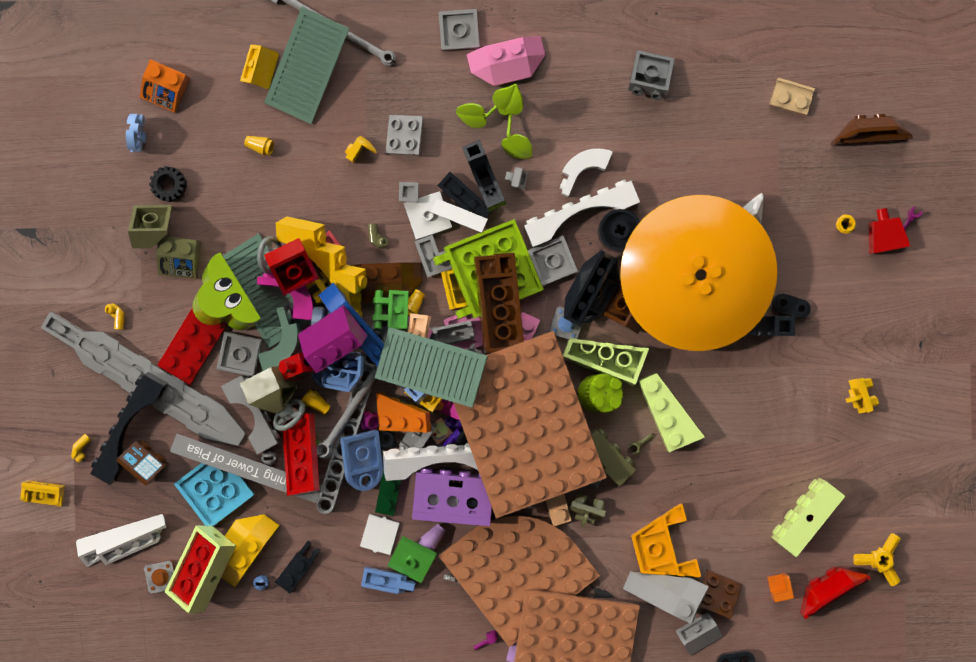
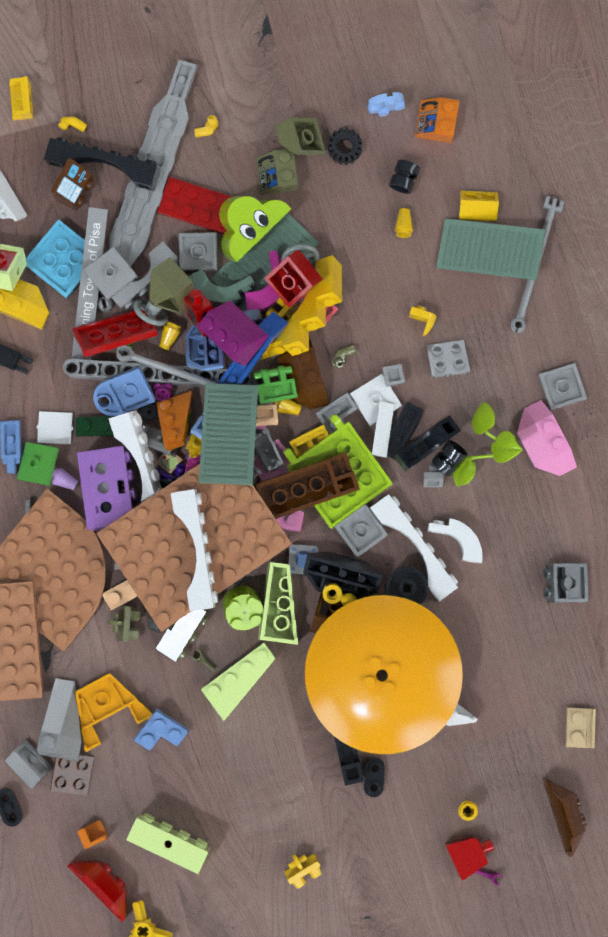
camera: 75 degrees right, 5 degrees down
(214, 133) = (405, 174): none -> black wheel
(241, 445) = (110, 273): none -> light grey plate
(494, 425) = (187, 508): none -> white arch
(501, 155) = (448, 459): none -> black wheel
(616, 291) = (338, 596): none -> yellow plate
(693, 500) = (160, 726): none -> medium blue plate

